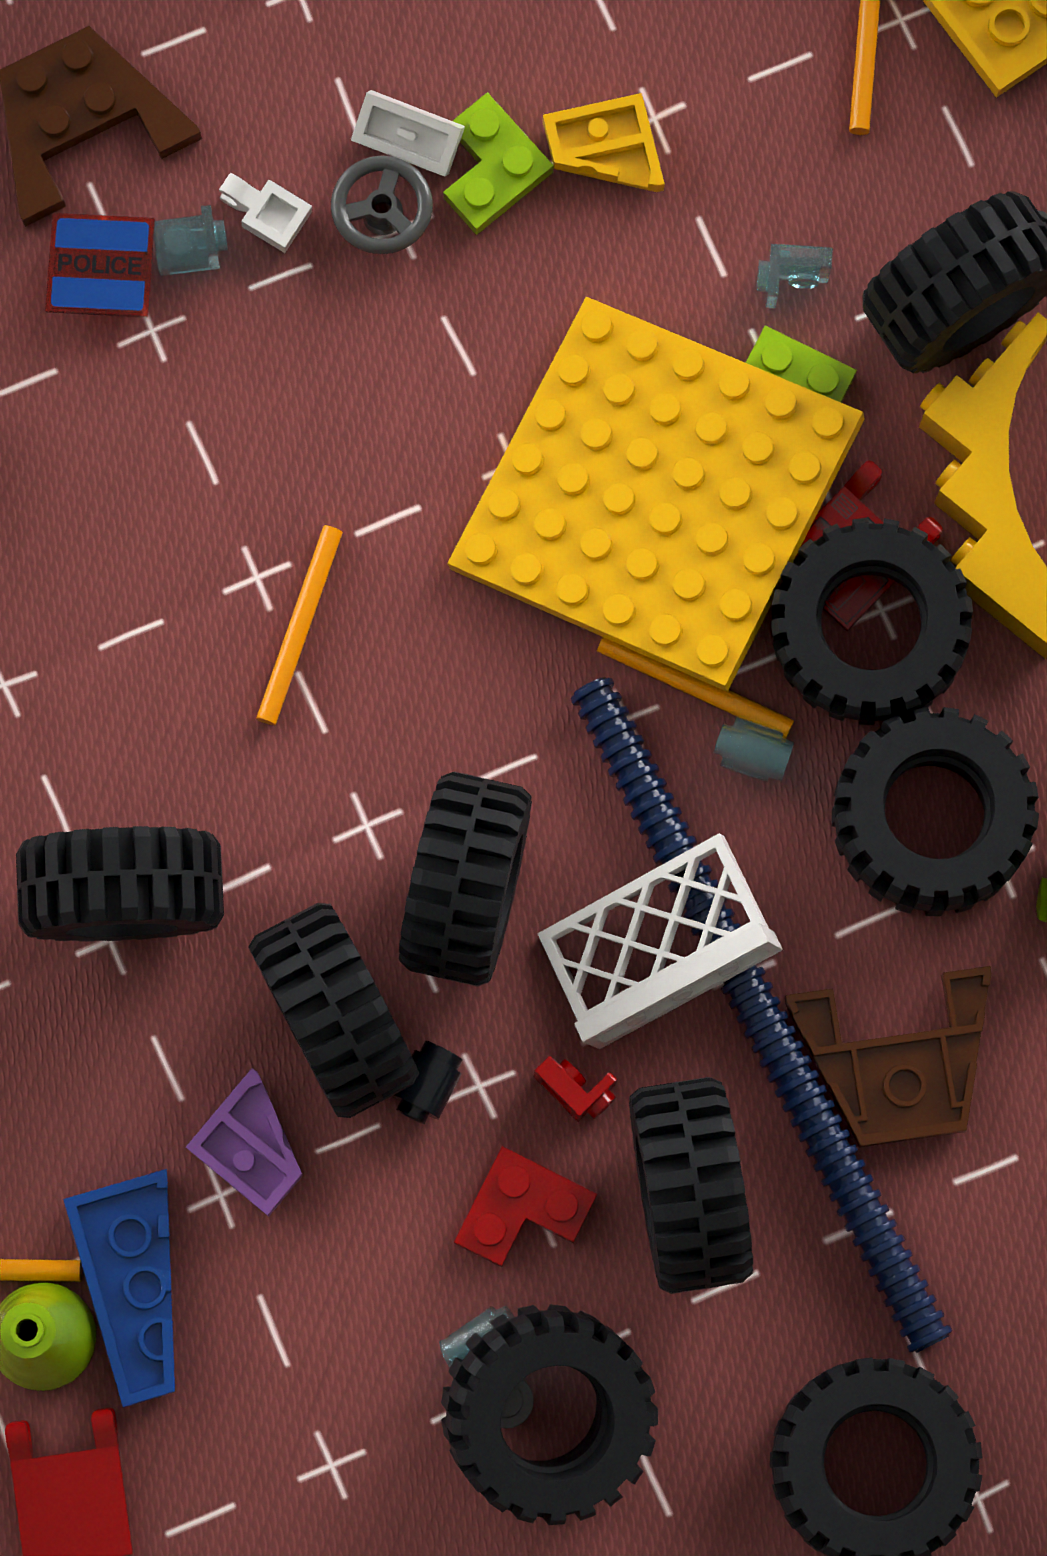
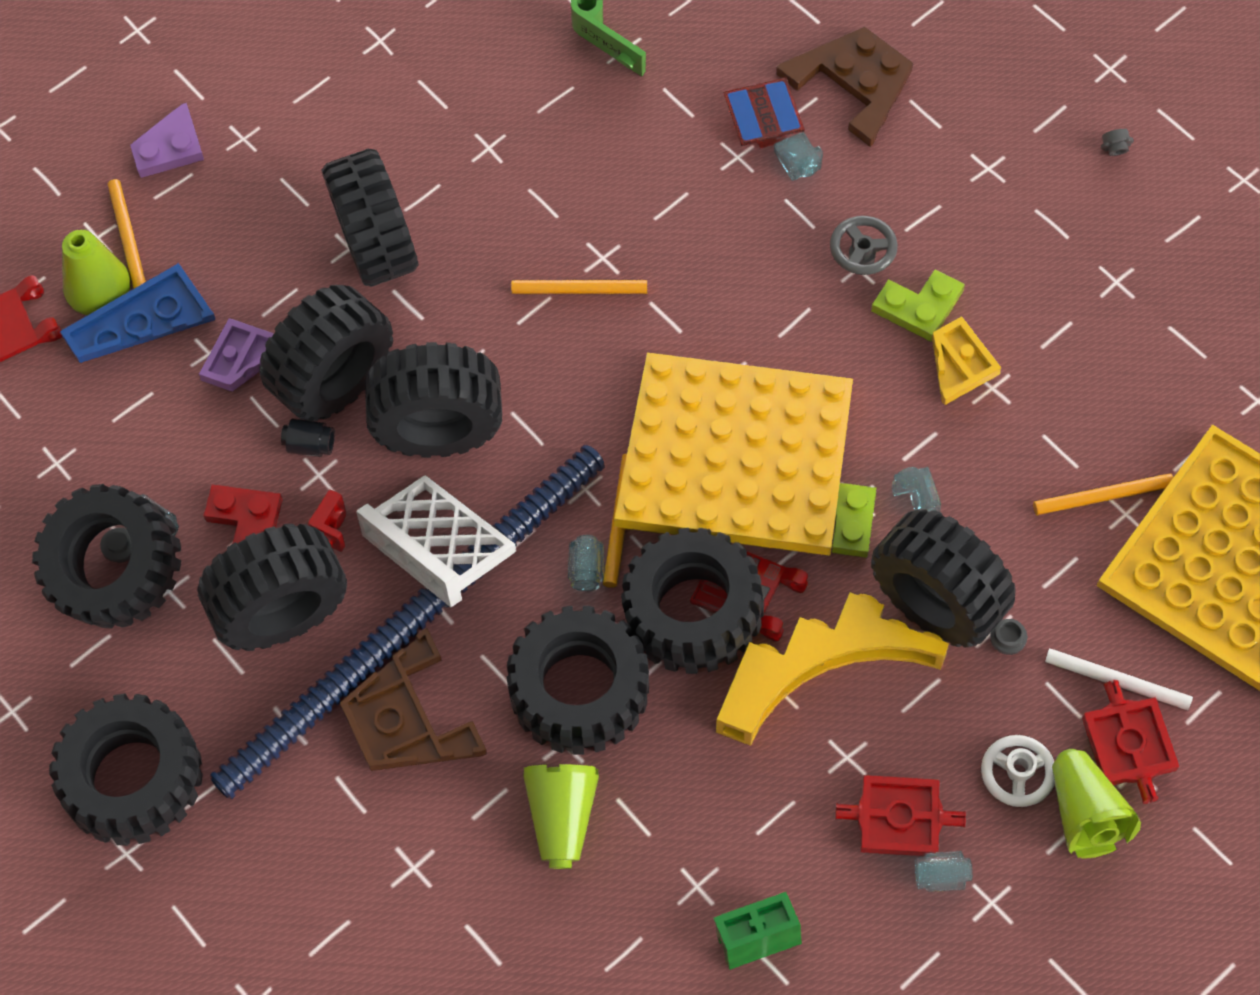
camera: 75 degrees right, 15 degrees down
(270, 214) = (835, 190): white plate -> none
(407, 133) = (917, 247): white plate -> none

